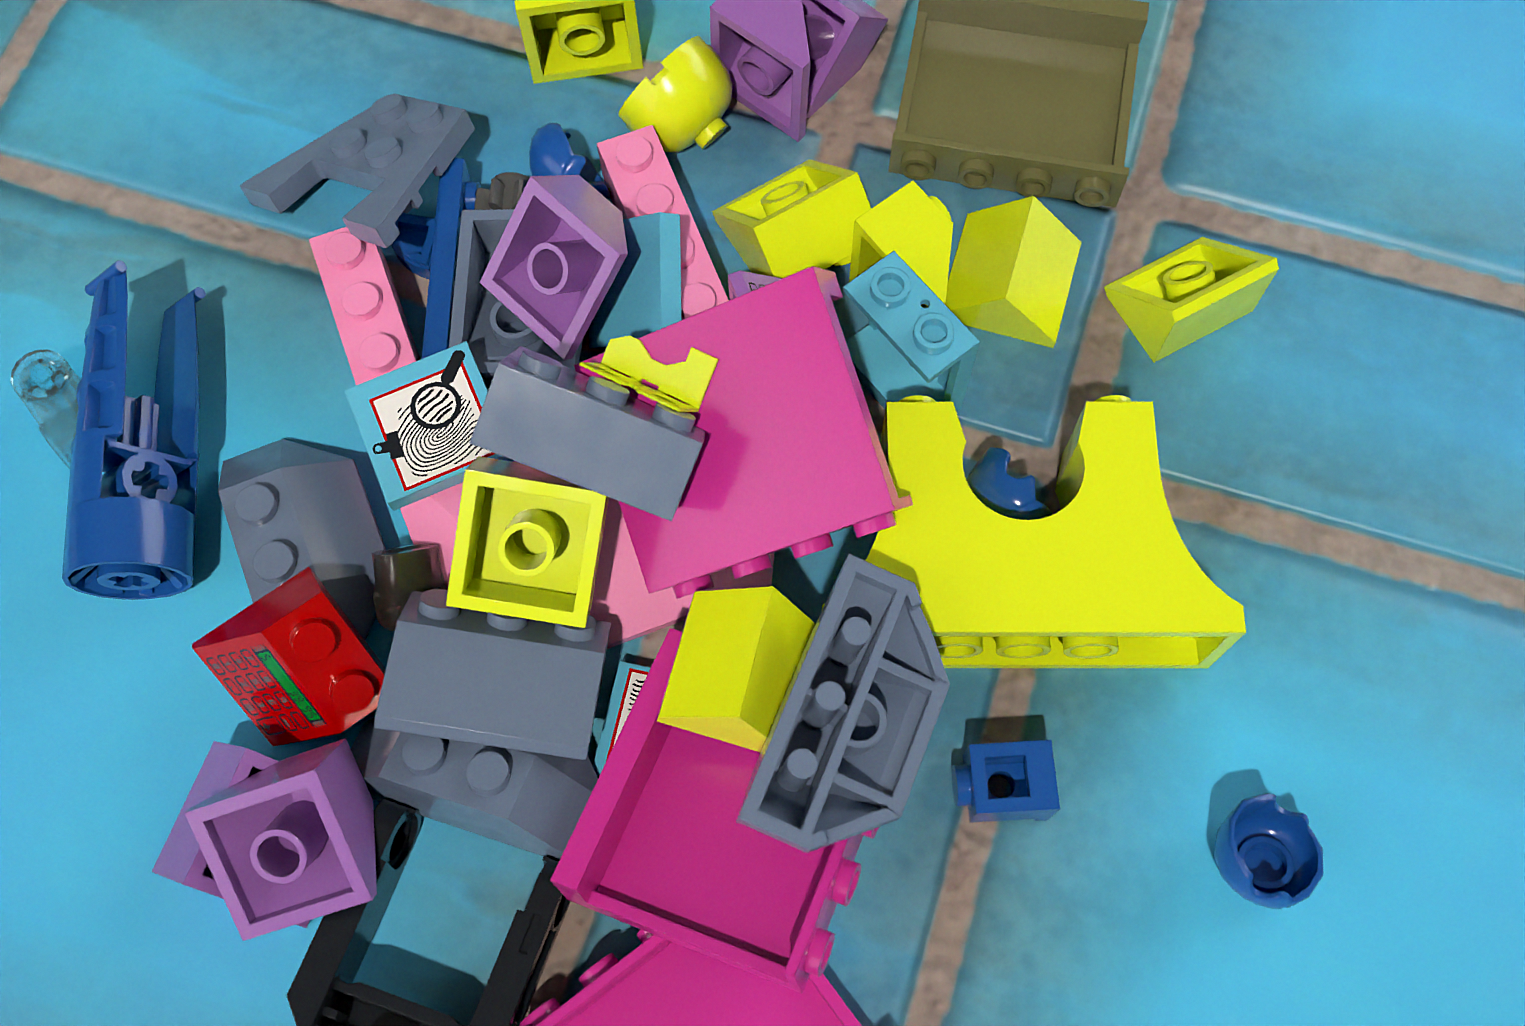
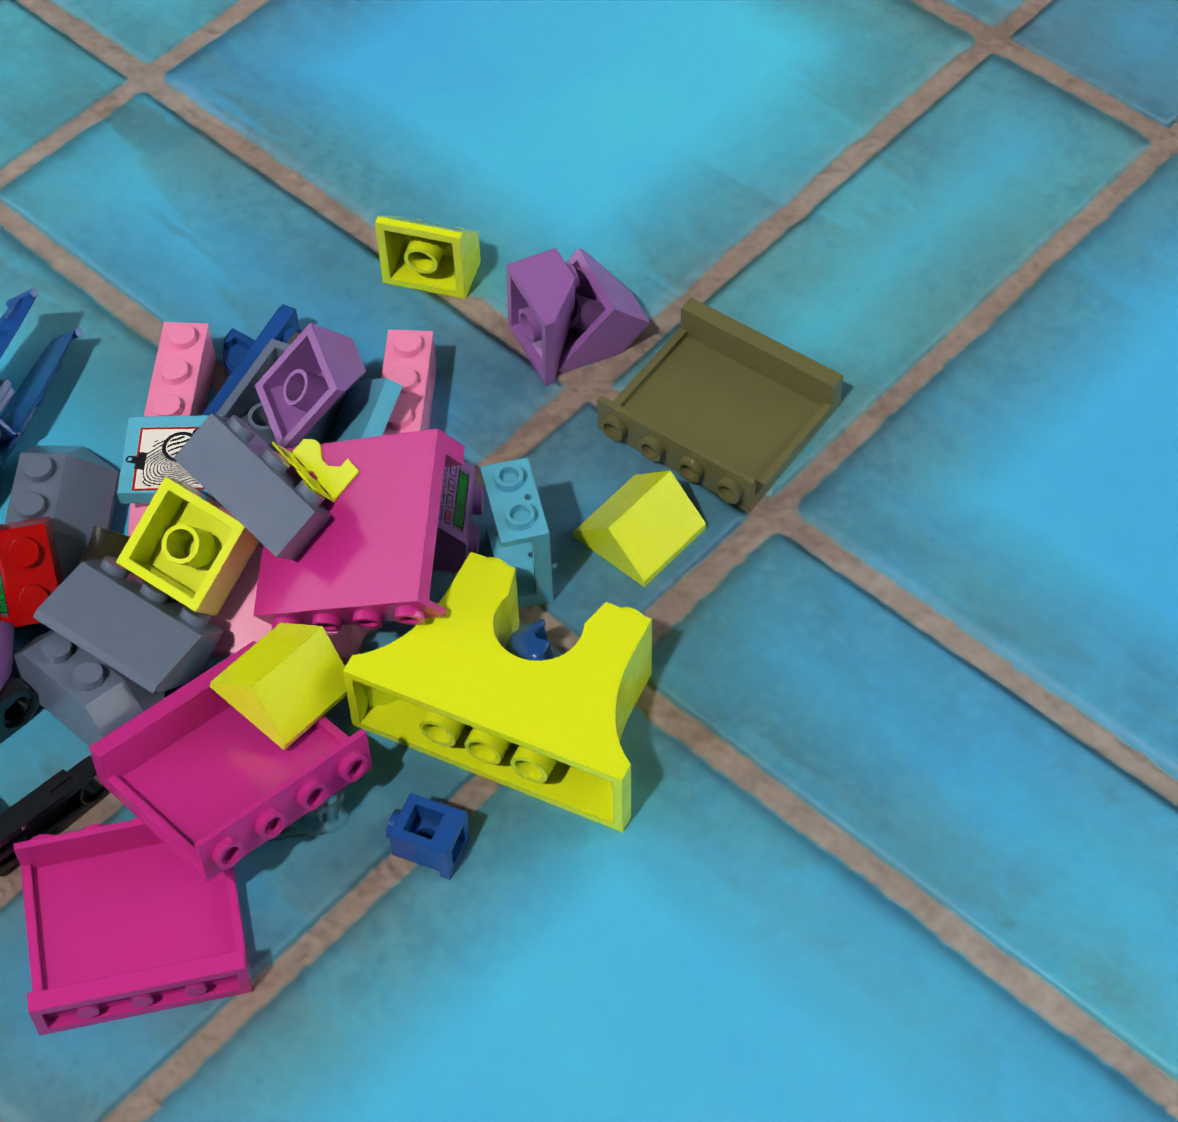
camera: 25 degrees right, 15 degrees down
(379, 150) = (237, 287): sand blue wing -> none
(553, 156) = (359, 326): blue hair -> none
(683, 98) = (470, 324): neon yellow cylinder -> none
(796, 220) = (506, 434): neon yellow slope -> none
(851, 716) = (321, 711): sand blue wedge -> none
(914, 228) = (562, 478): neon yellow slope -> none
(1190, 293) = (758, 588): neon yellow slope -> none
(1268, 853) = (578, 946): blue hair -> none

